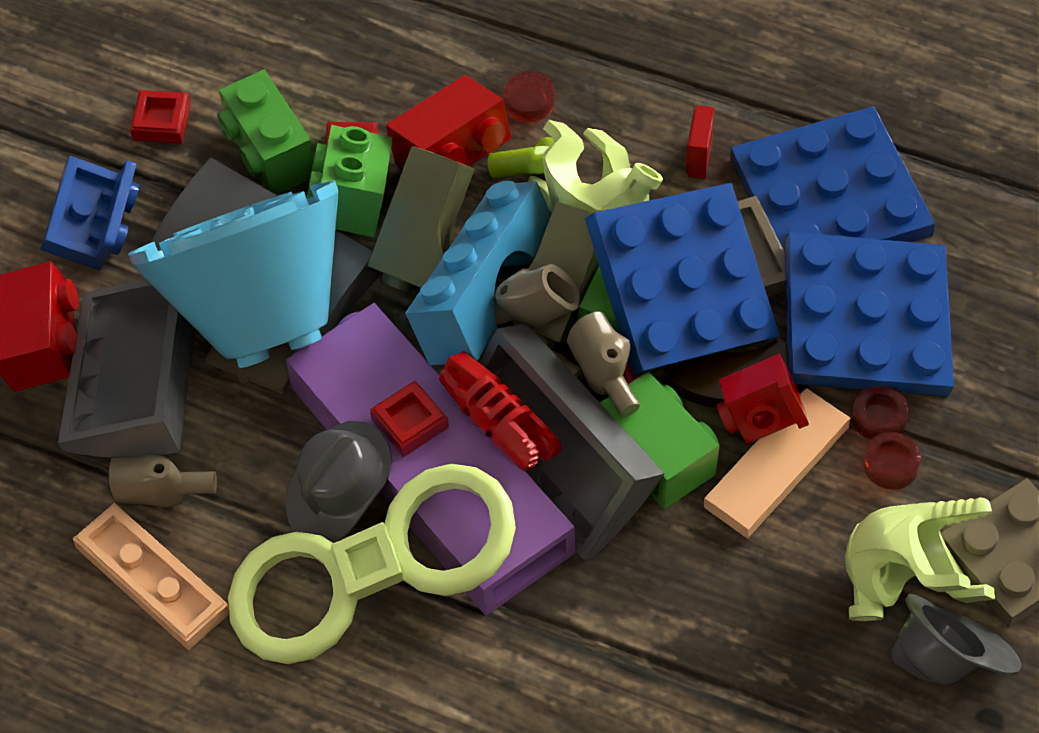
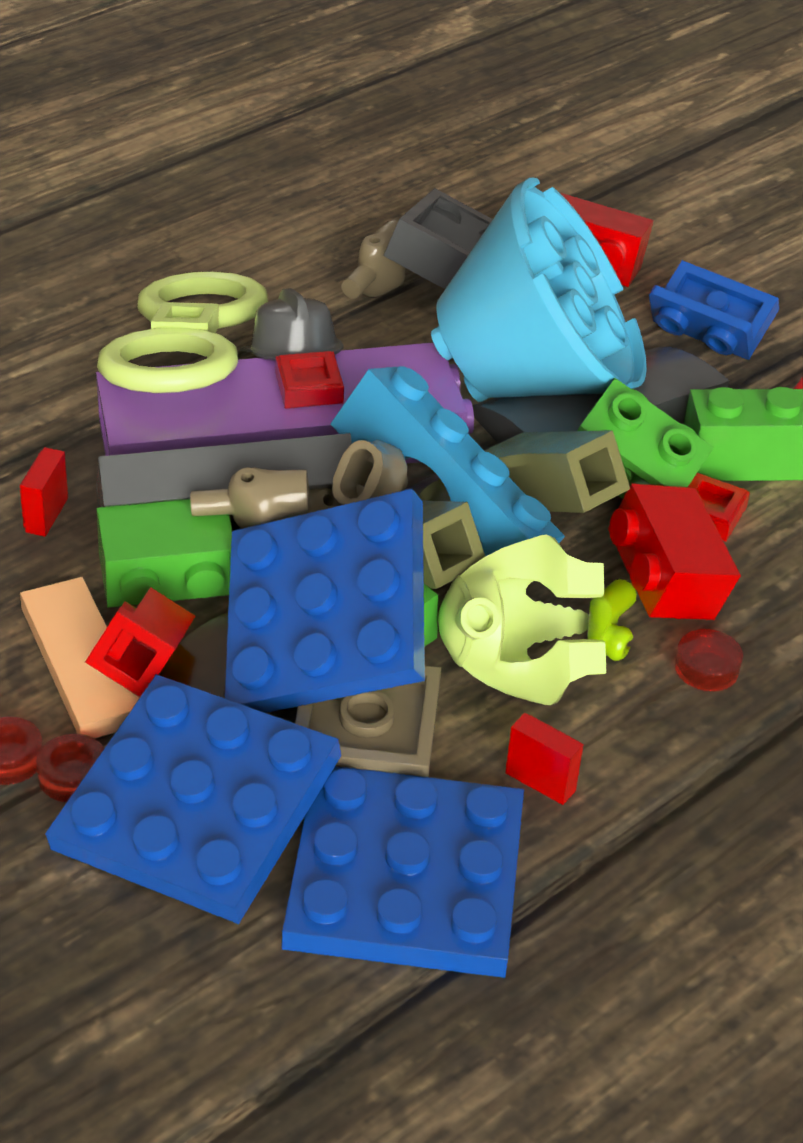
camera: 110 degrees right, 15 degrees down
(151, 576) = (293, 252): light nougat tile -> none
(498, 412) = (265, 416): red hinge -> none
(631, 572) = (44, 491): none -> red tile

